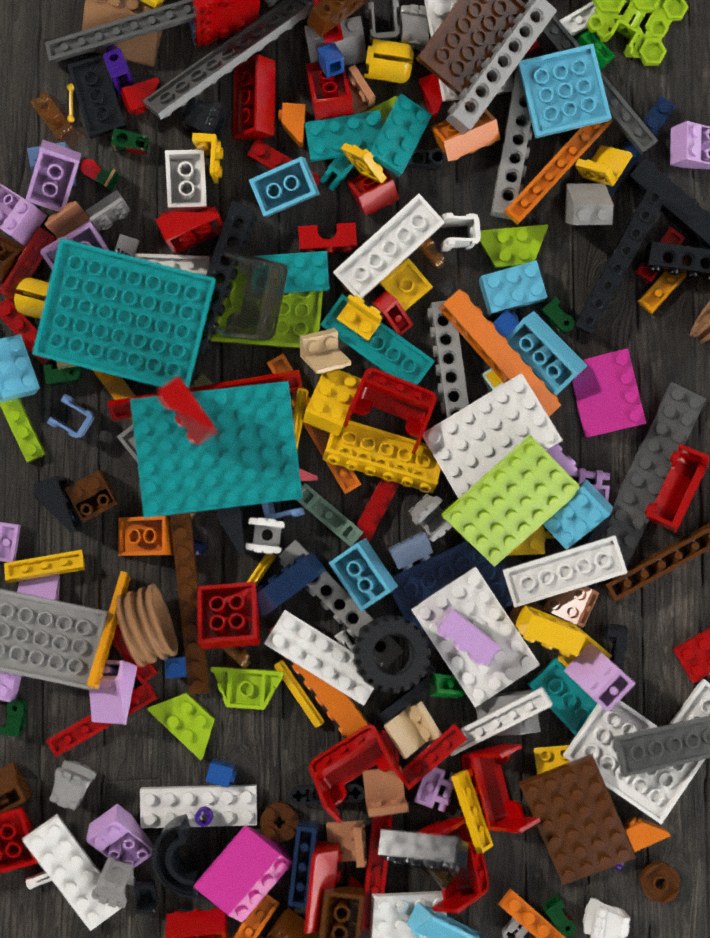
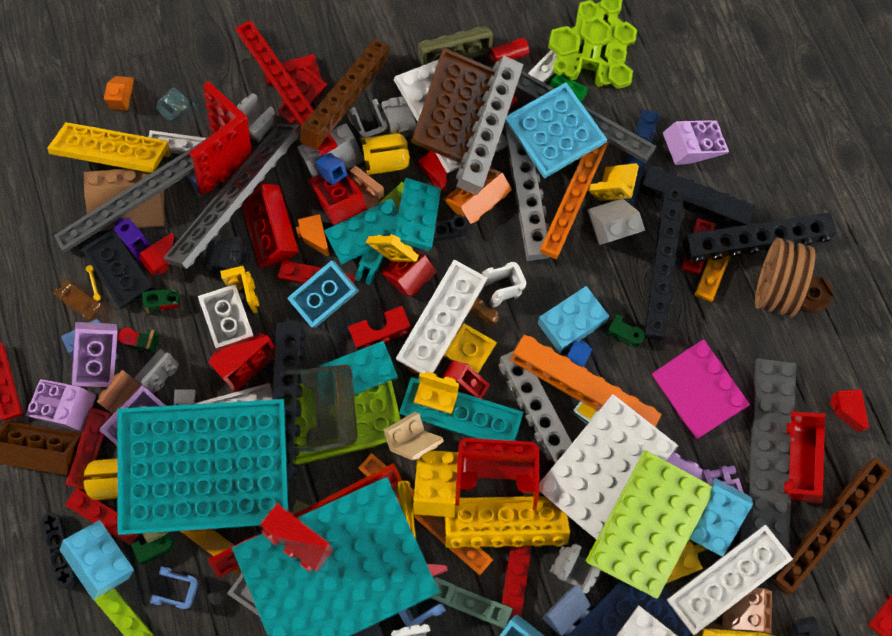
camera: 15 degrees left, 15 degrees down
(512, 245) = (558, 280): lime wing -> none
(545, 353) = (627, 369): medium azure slope -> none

